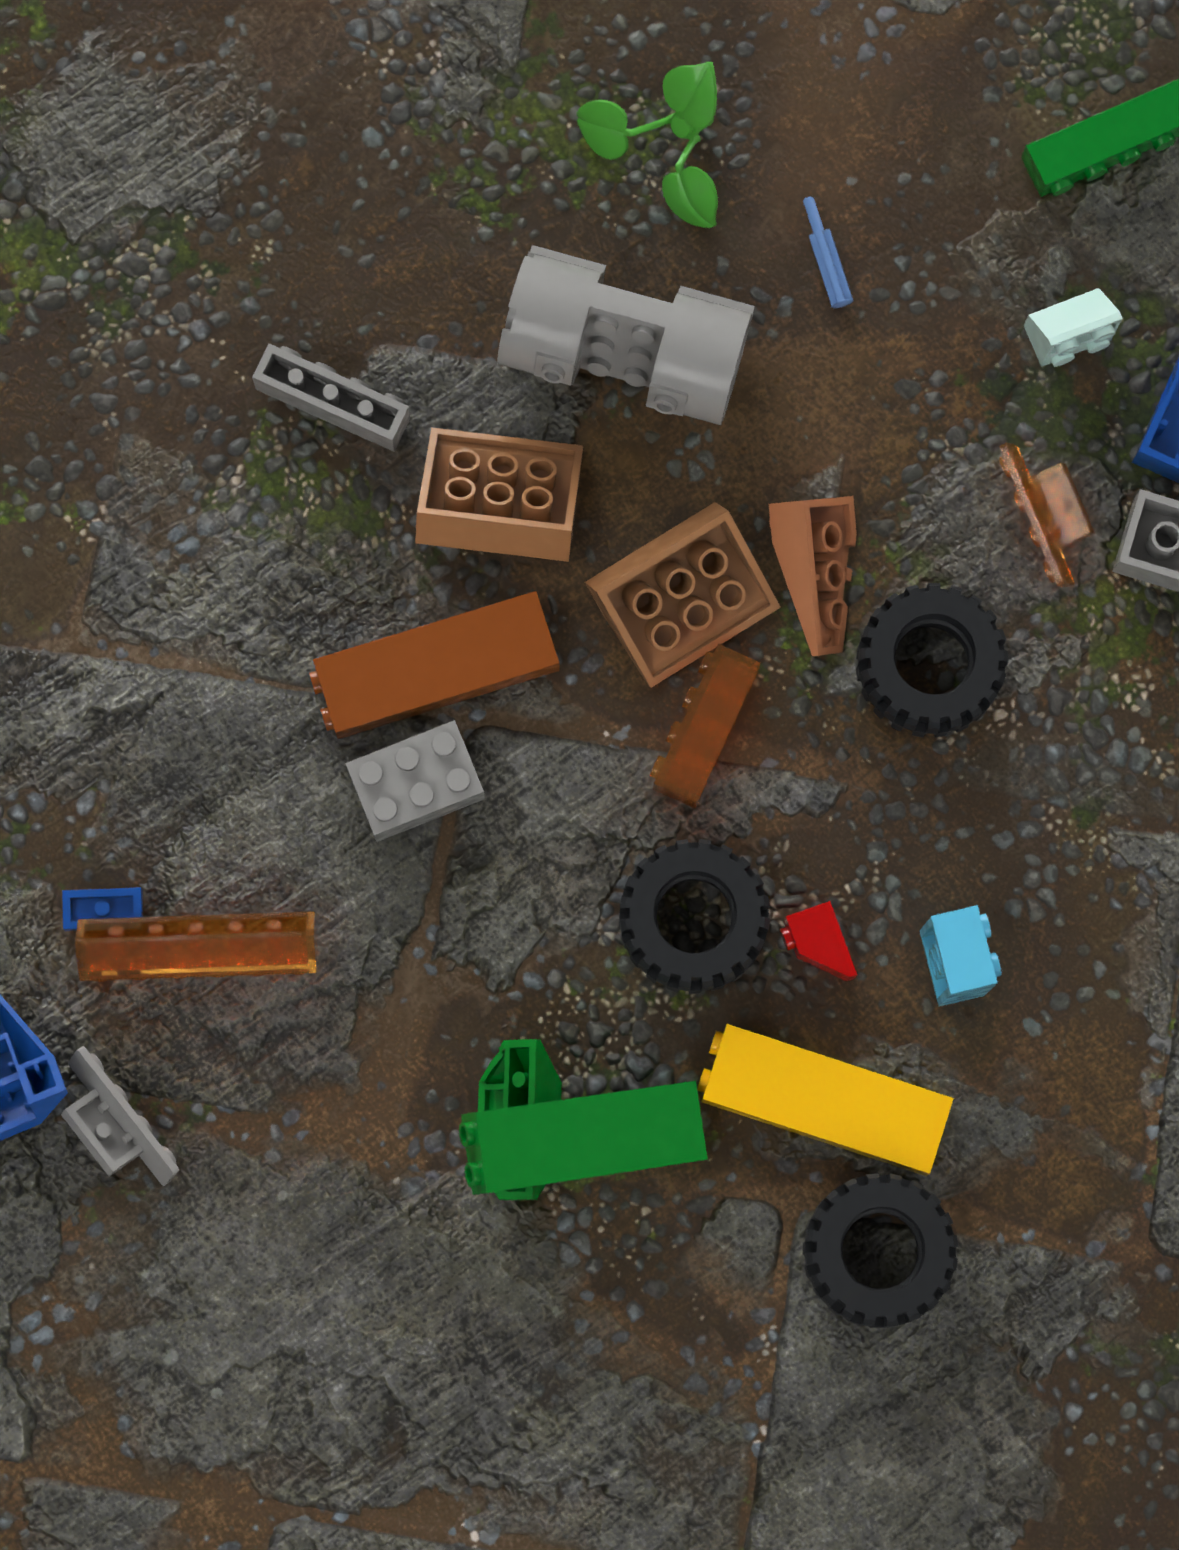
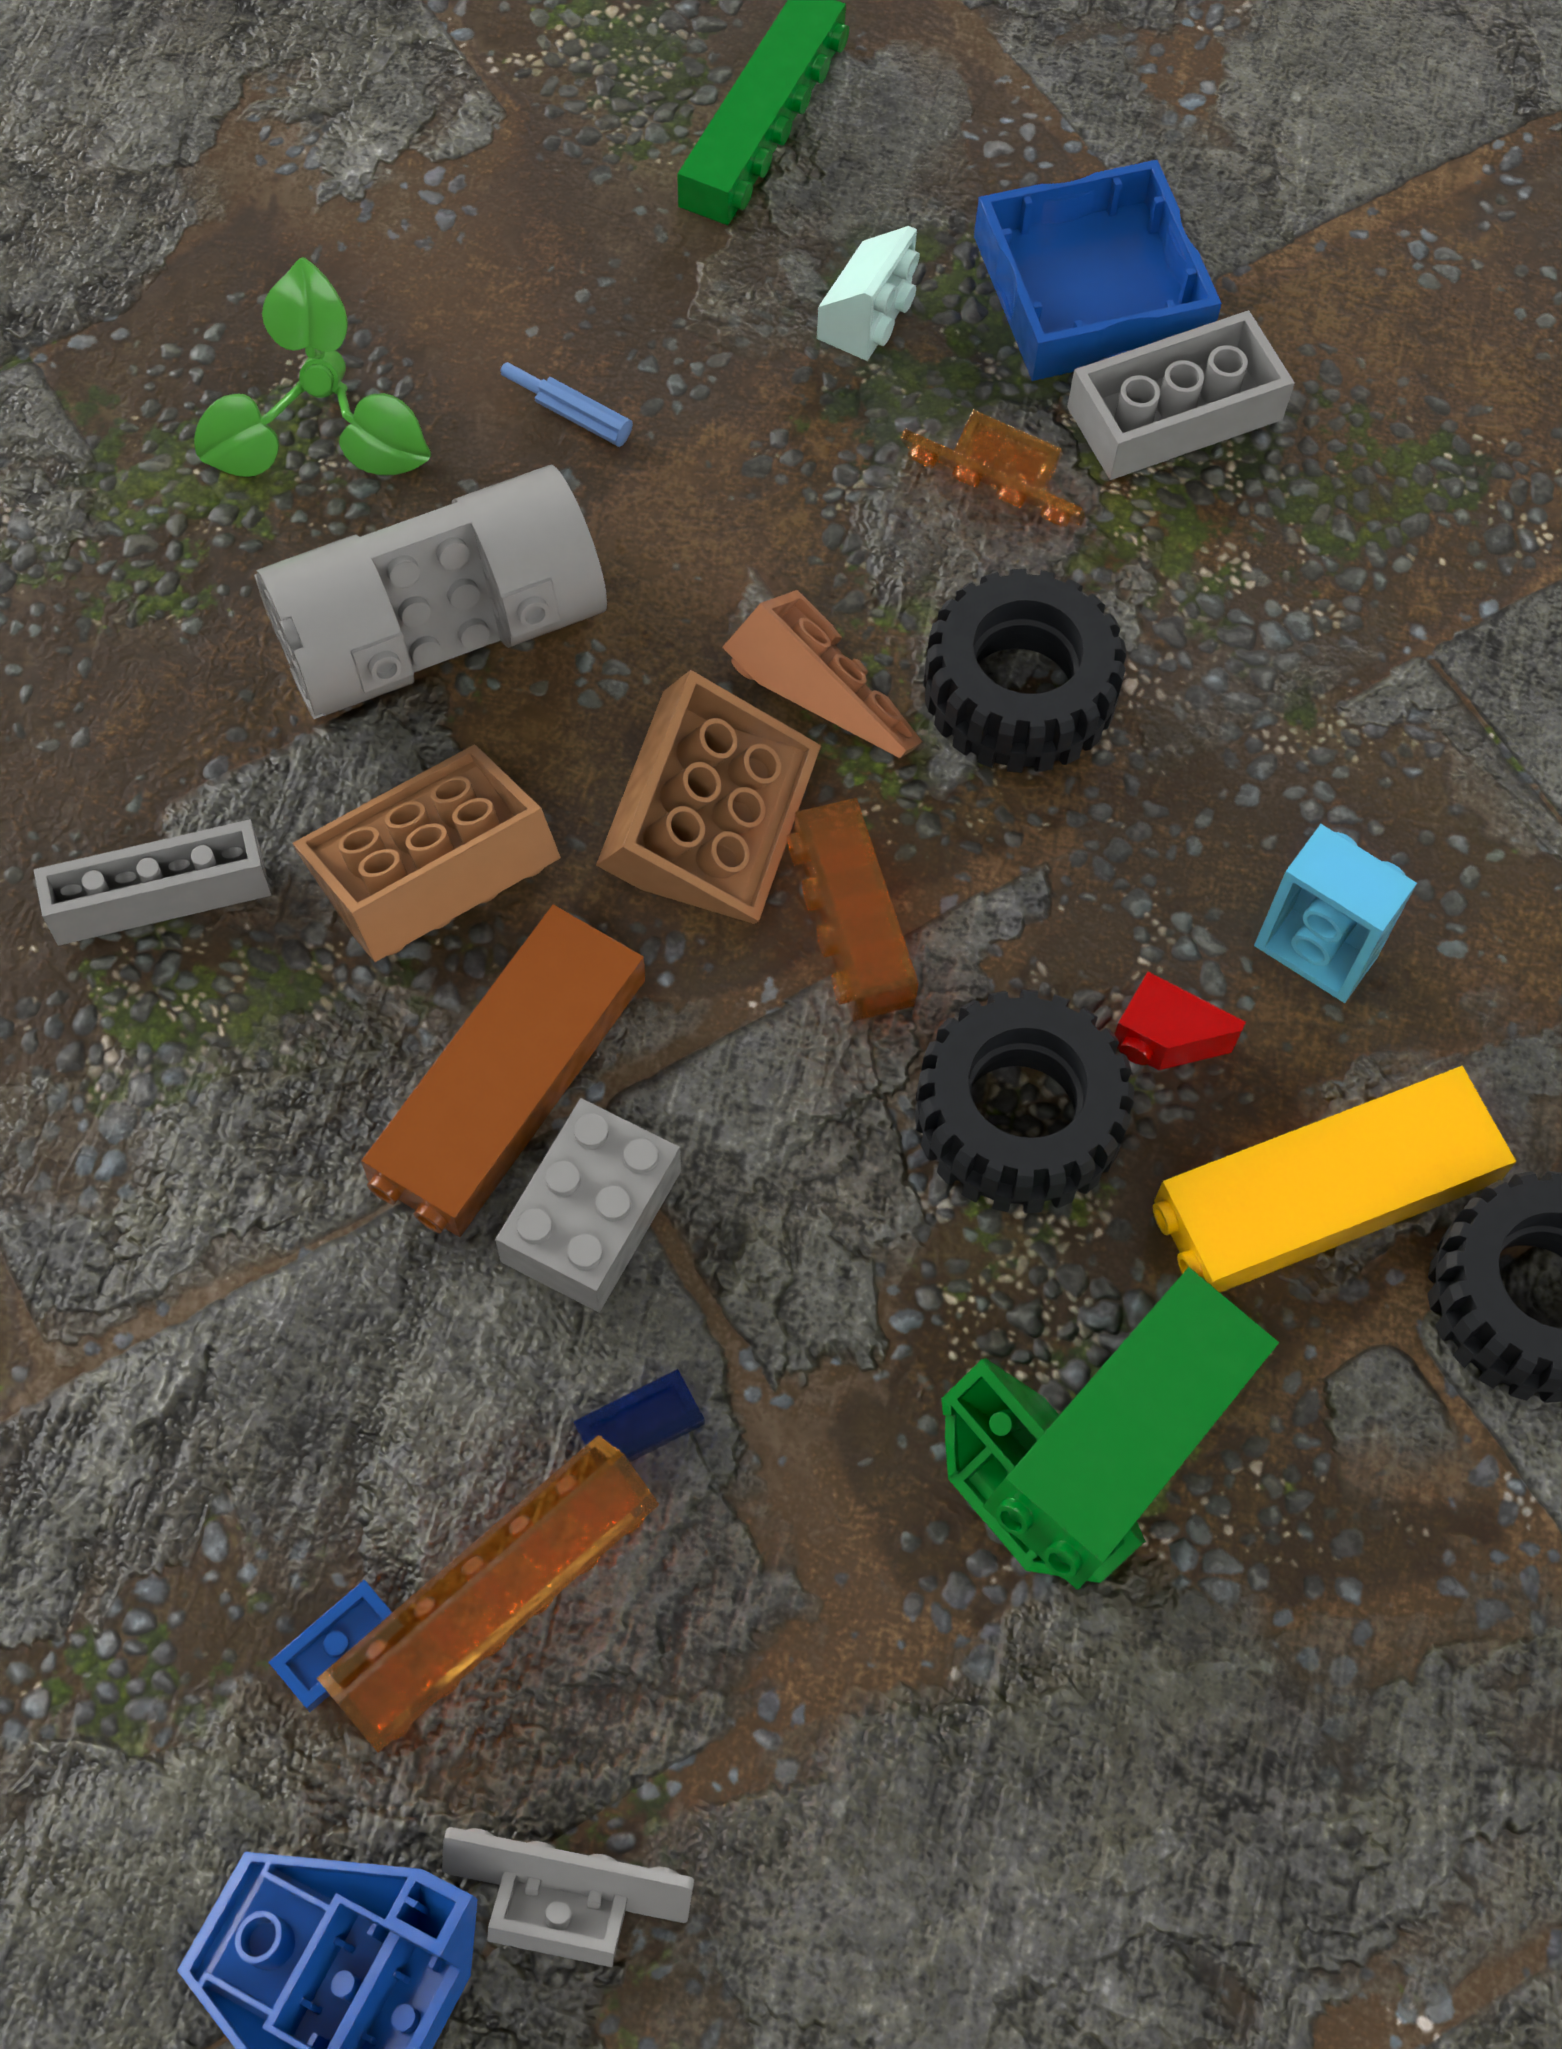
camera: 40 degrees left, 15 degrees down
(348, 919) = (644, 1417): none -> clear blue tile

